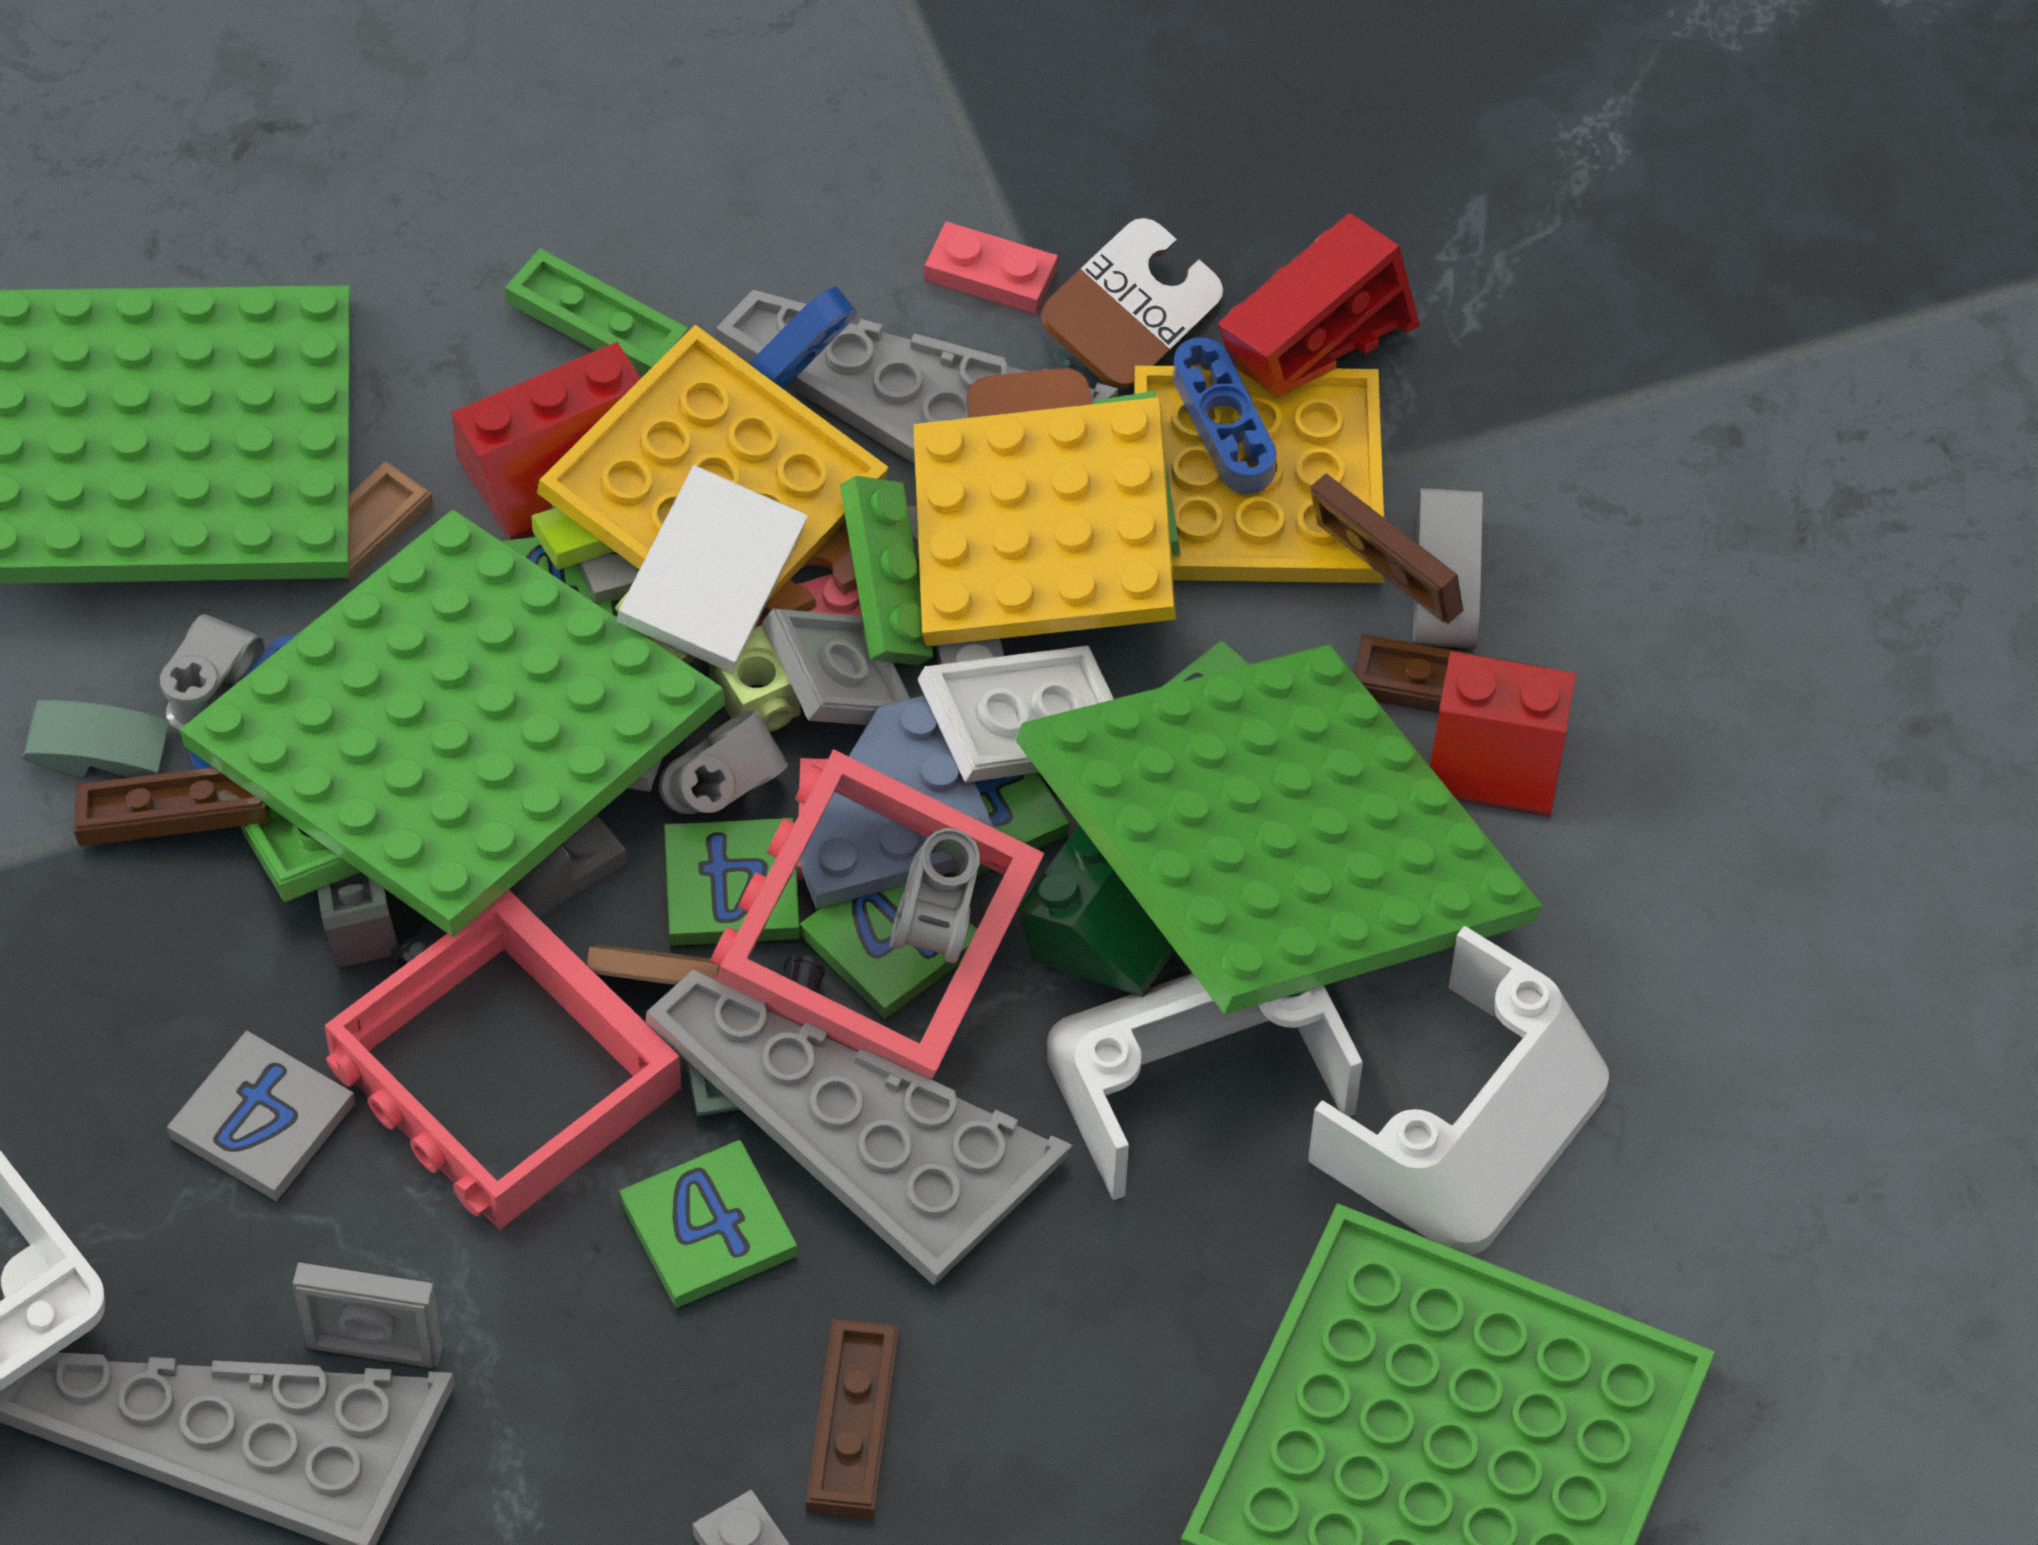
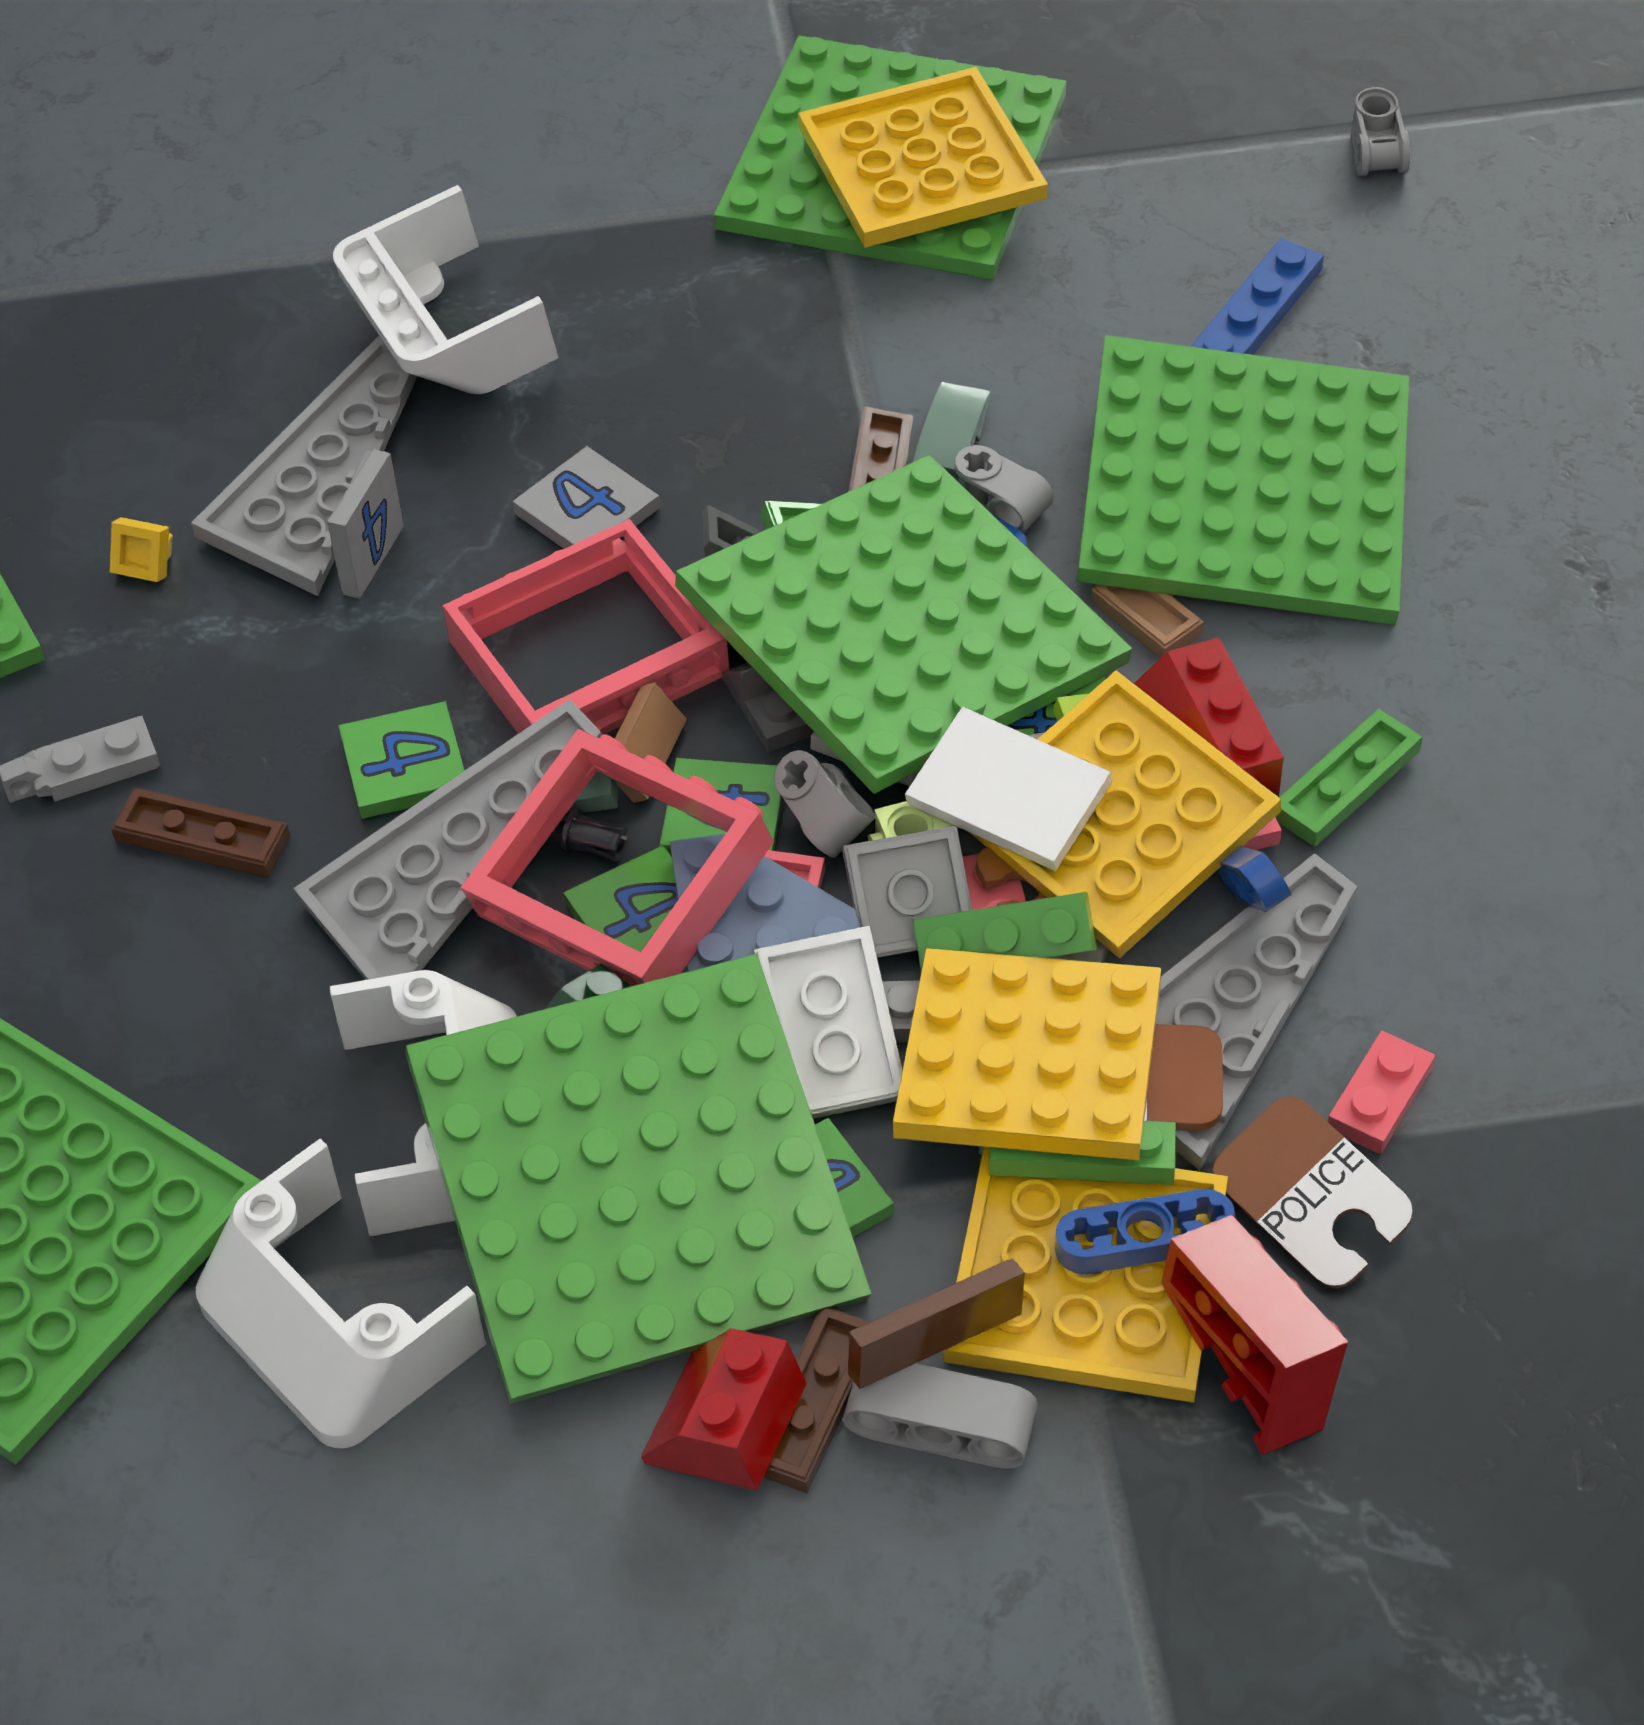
camera: 105 degrees right, 5 degrees down
(936, 907) = (600, 877): light grey piece -> none

